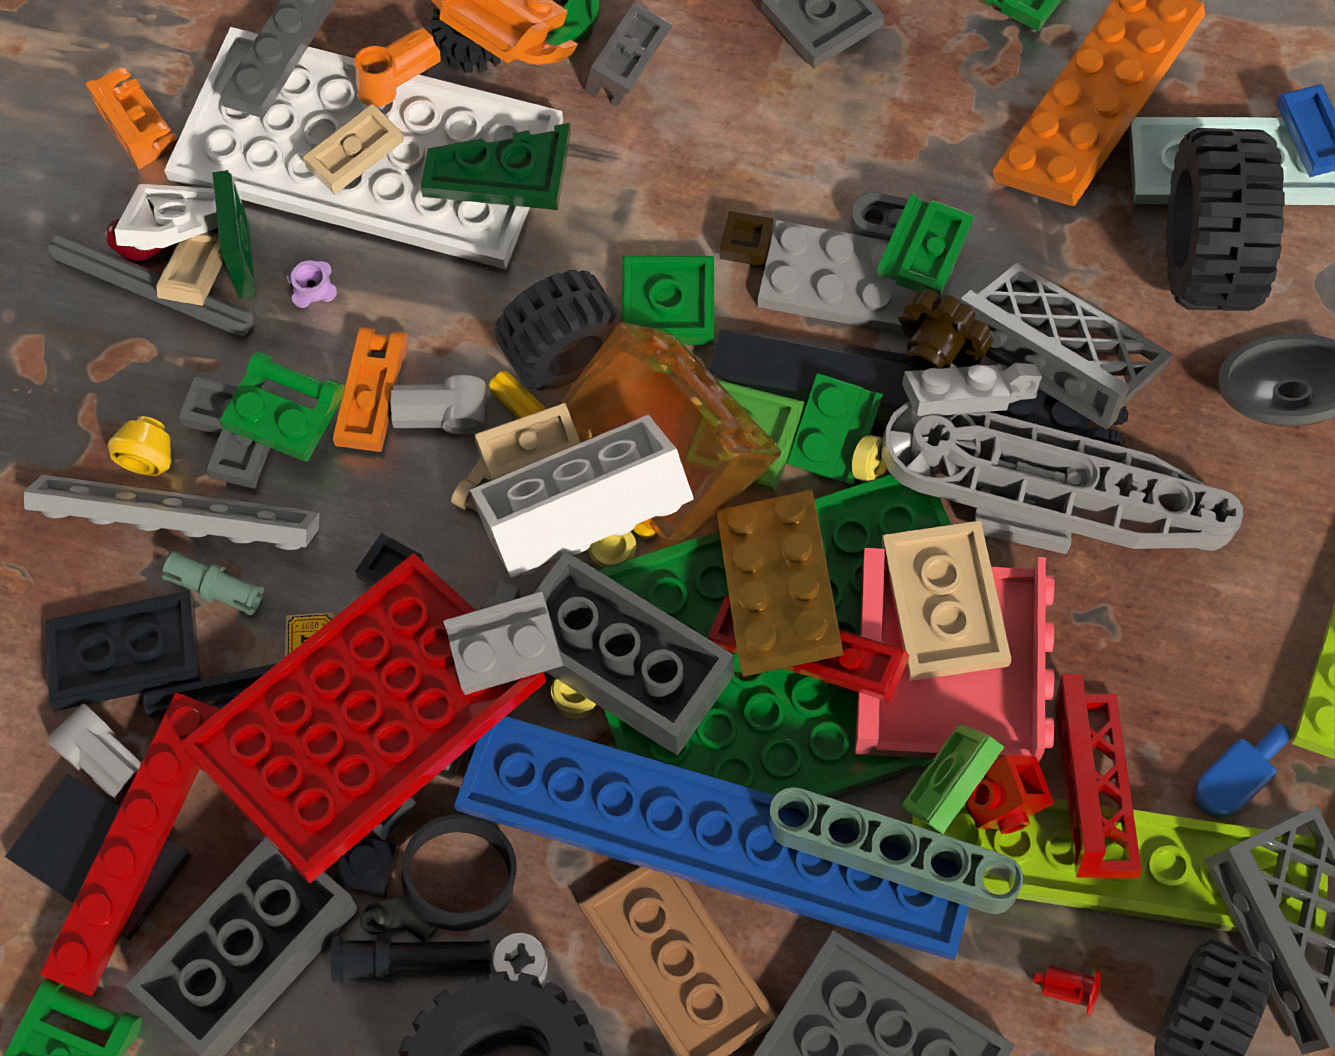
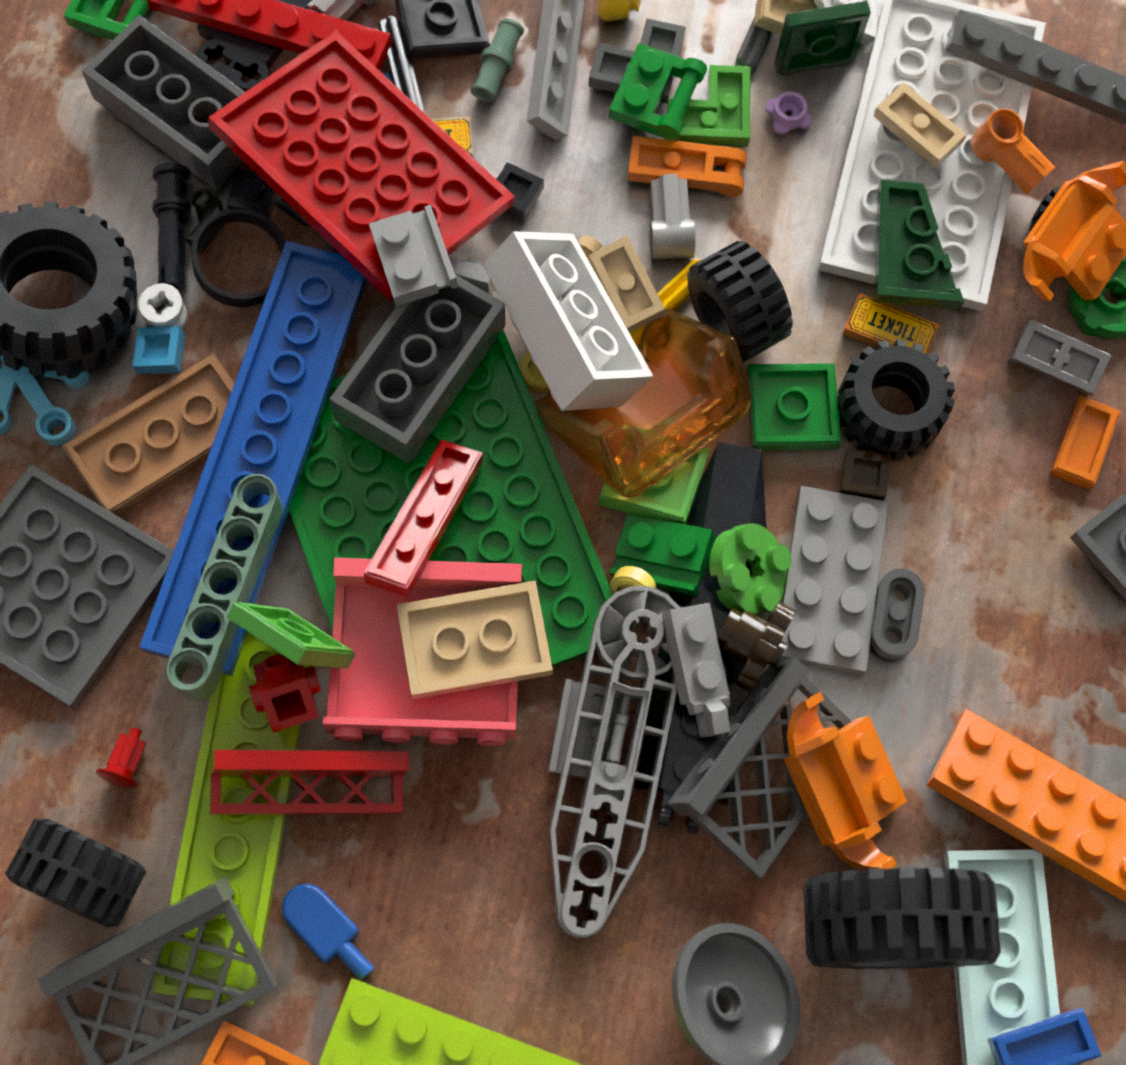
camera: 80 degrees right, 5 degrees up
(181, 883) = (236, 63): none -> black beam
(306, 343) = (726, 113): none -> bright green plate
(574, 964) = (159, 350): none -> dark azure plate
(580, 206) = (878, 321): none -> tile
(662, 171) = (909, 372): none -> black tyre
(712, 45) = (1085, 442): none -> orange tile
(778, 583) = (487, 490): pearl gold plate -> none
(856, 344) = (768, 564): none -> bright green plate
(925, 245) = (860, 632): green plate -> none
(1078, 274) = (843, 783): none -> orange plate

